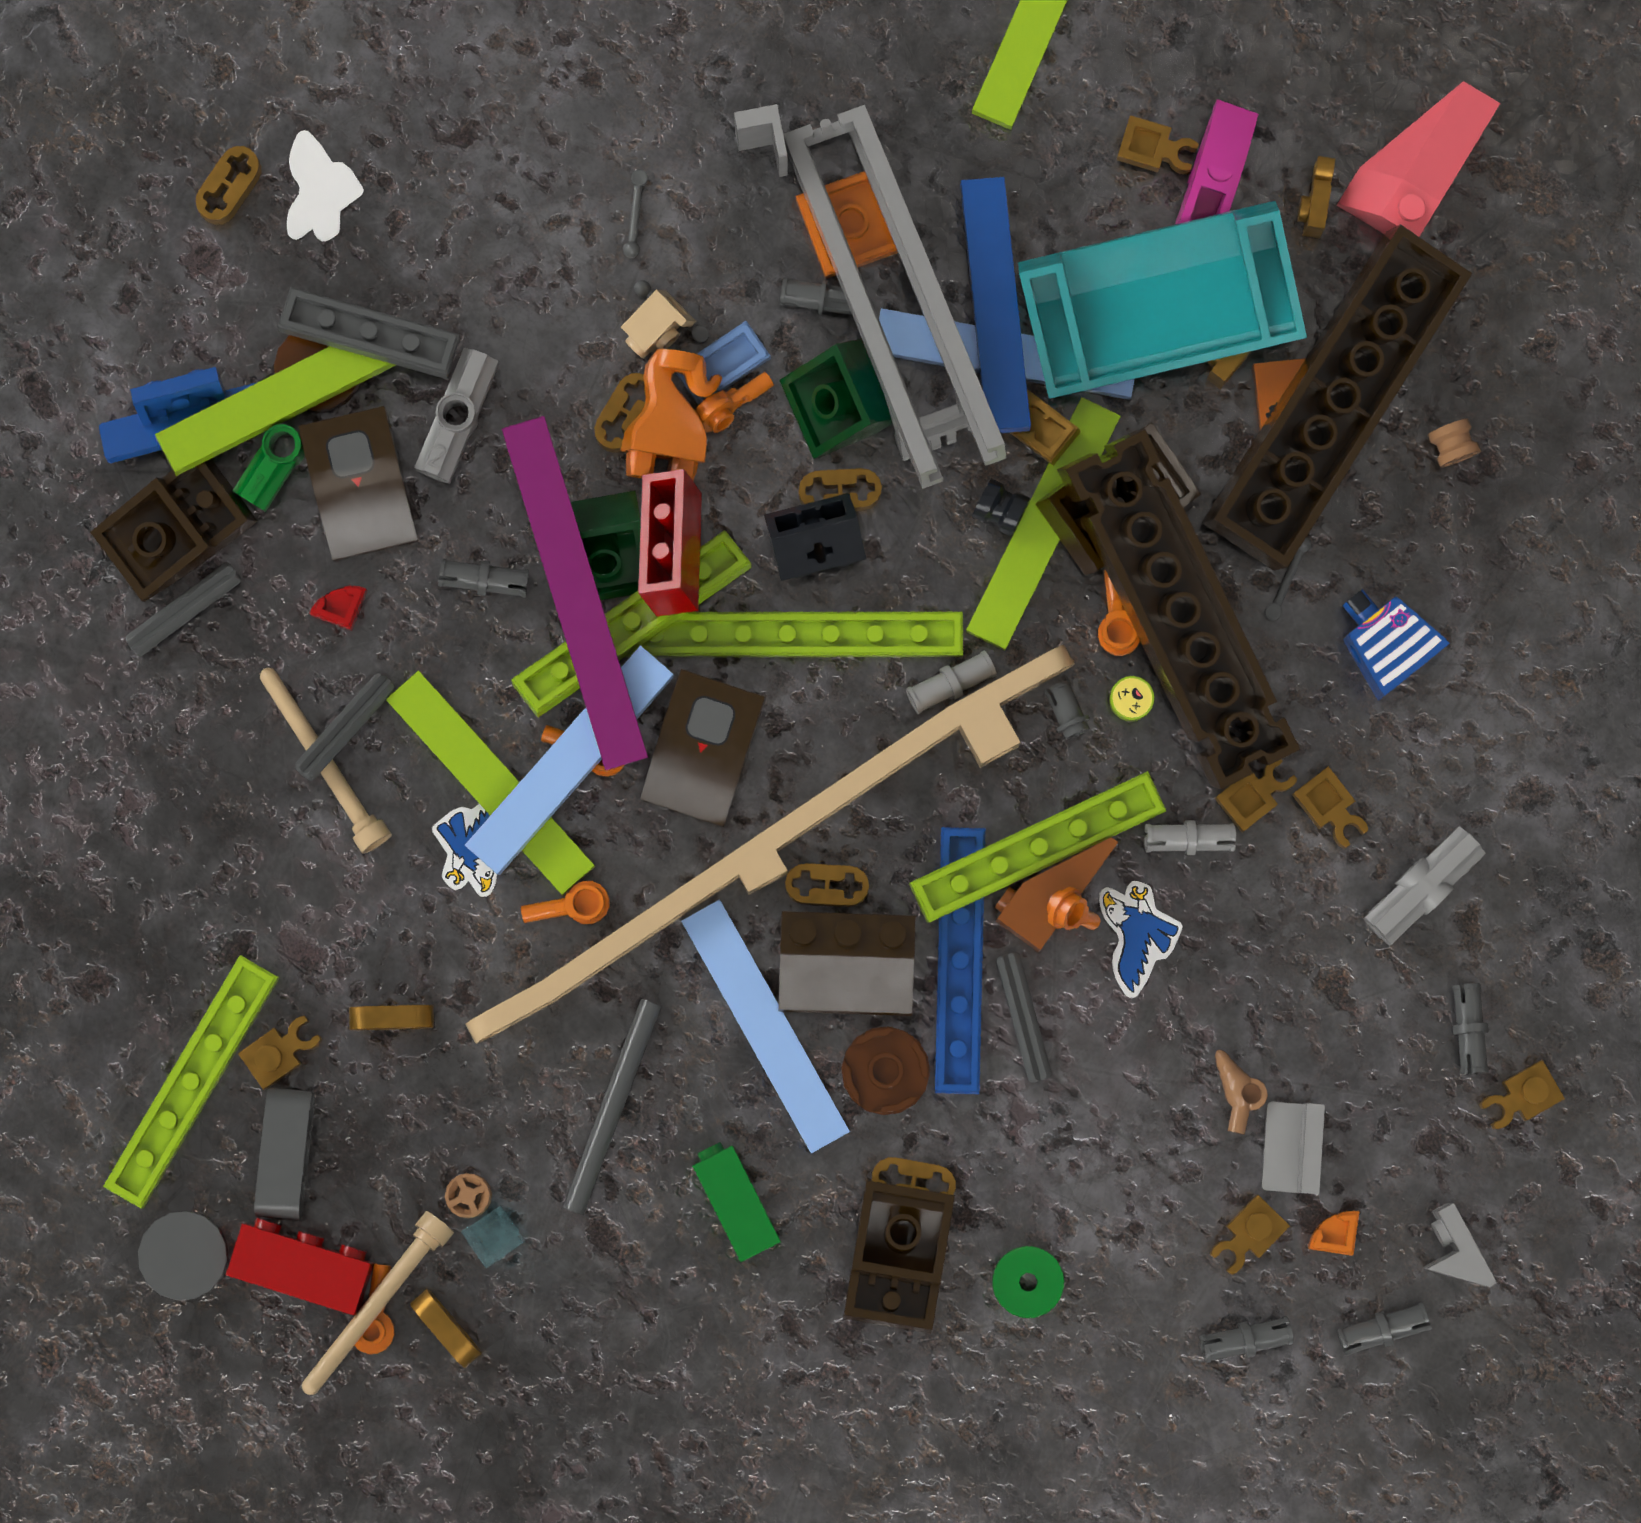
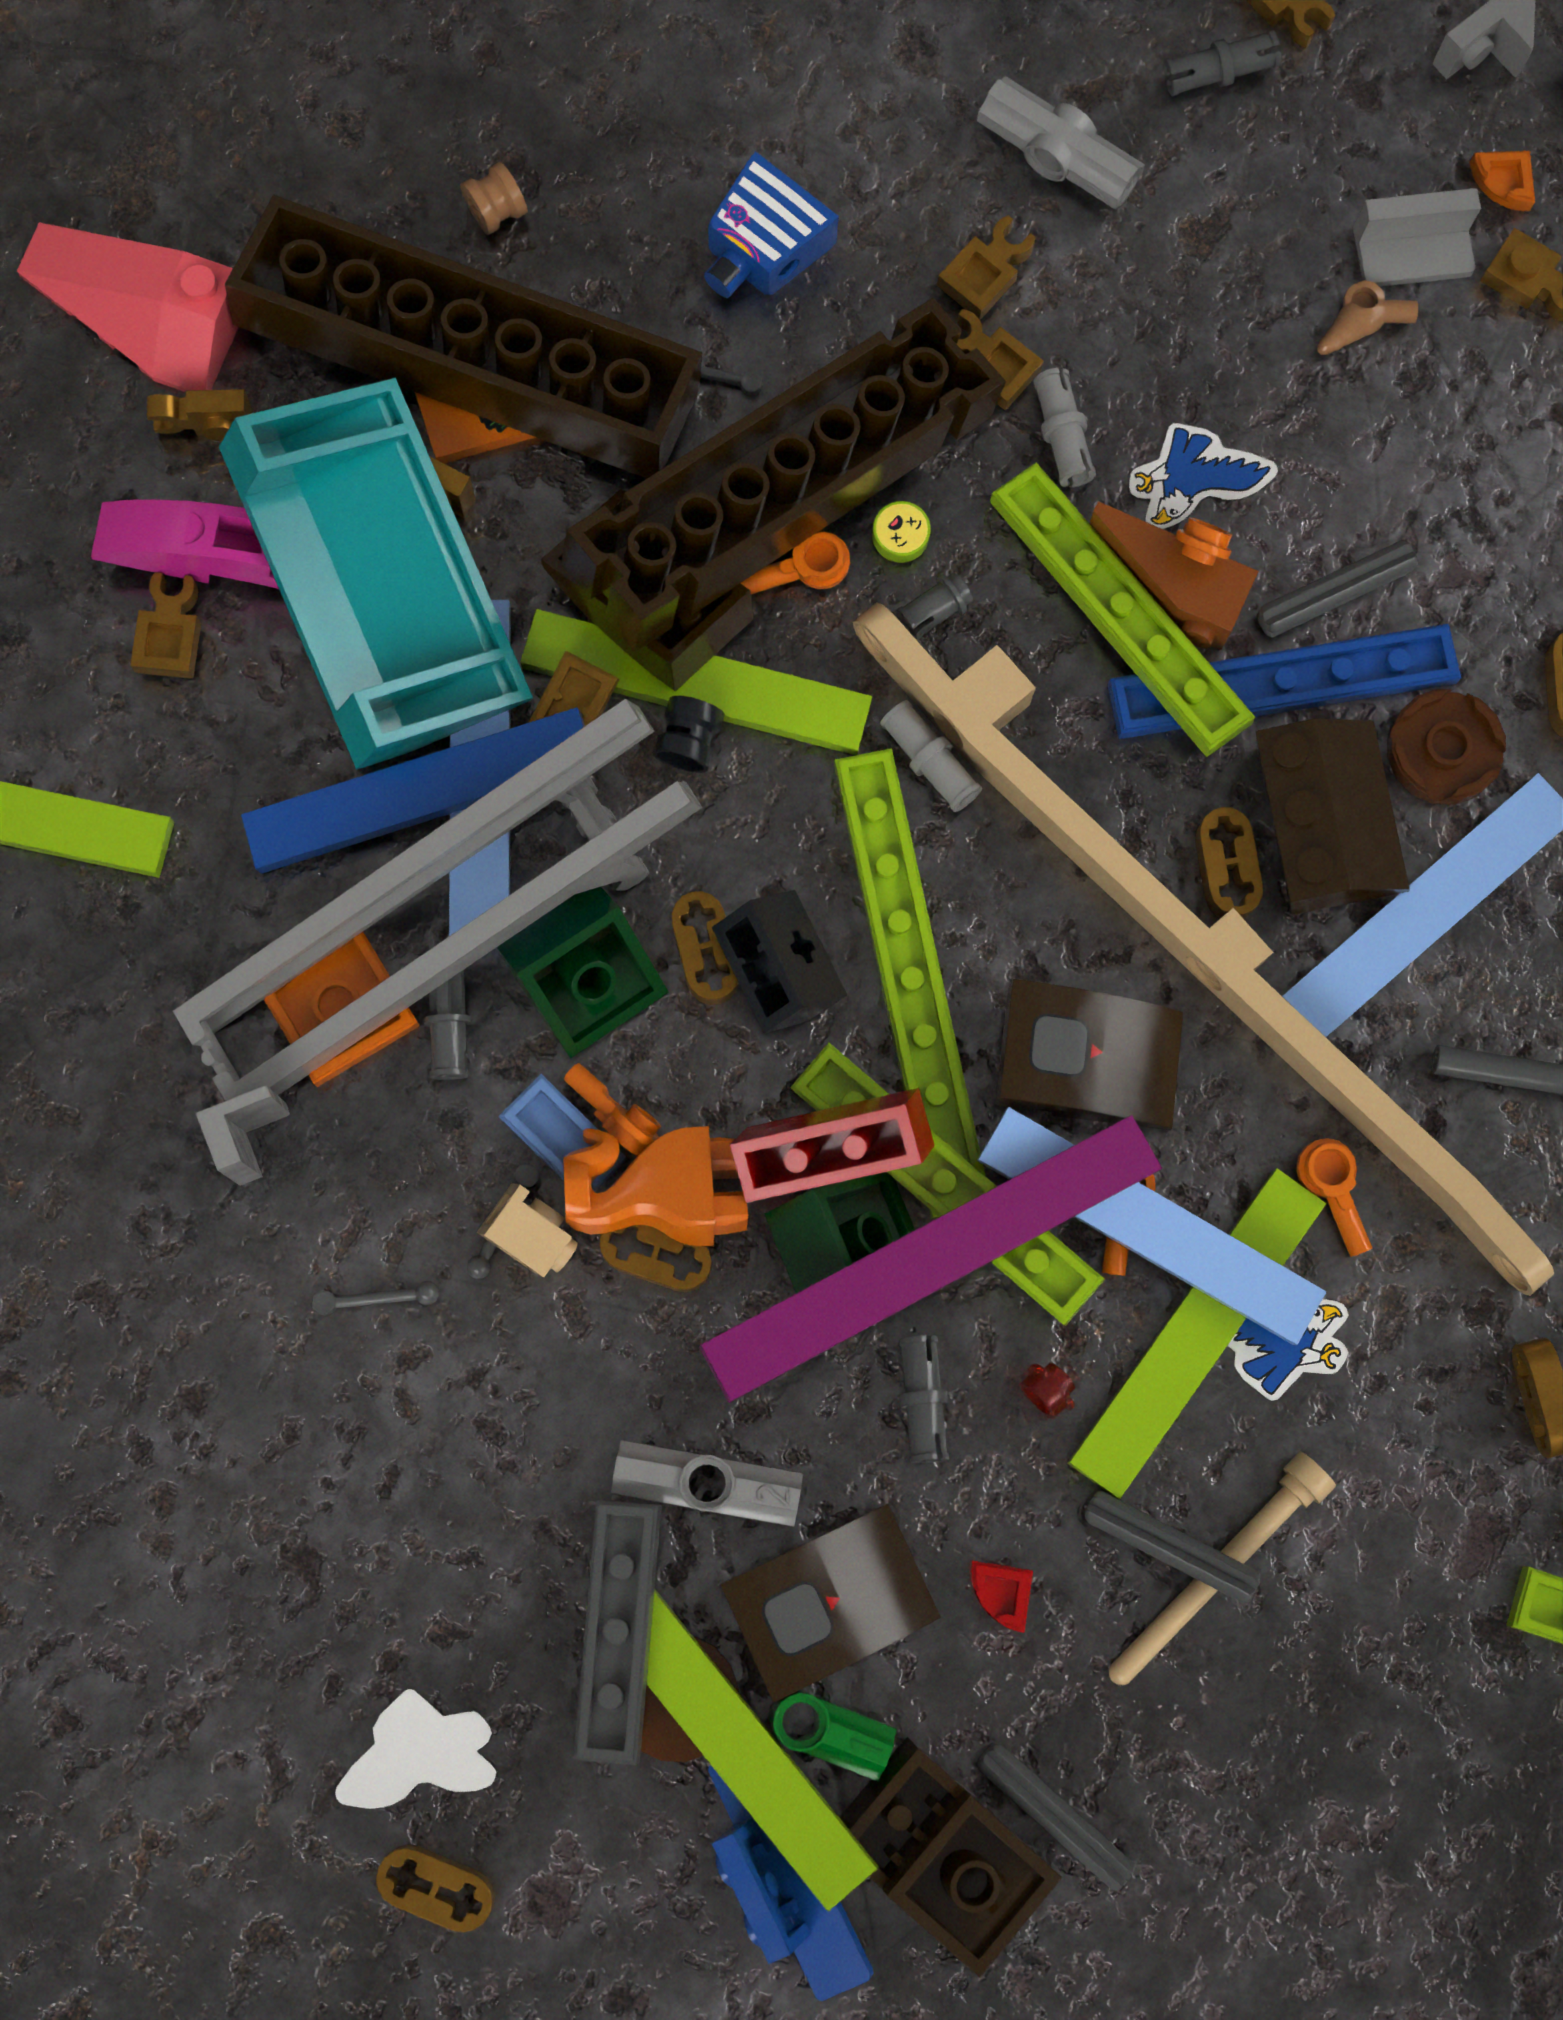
camera: 105 degrees left, 5 degrees down
(472, 667) = (1048, 1389): none -> clear red plate

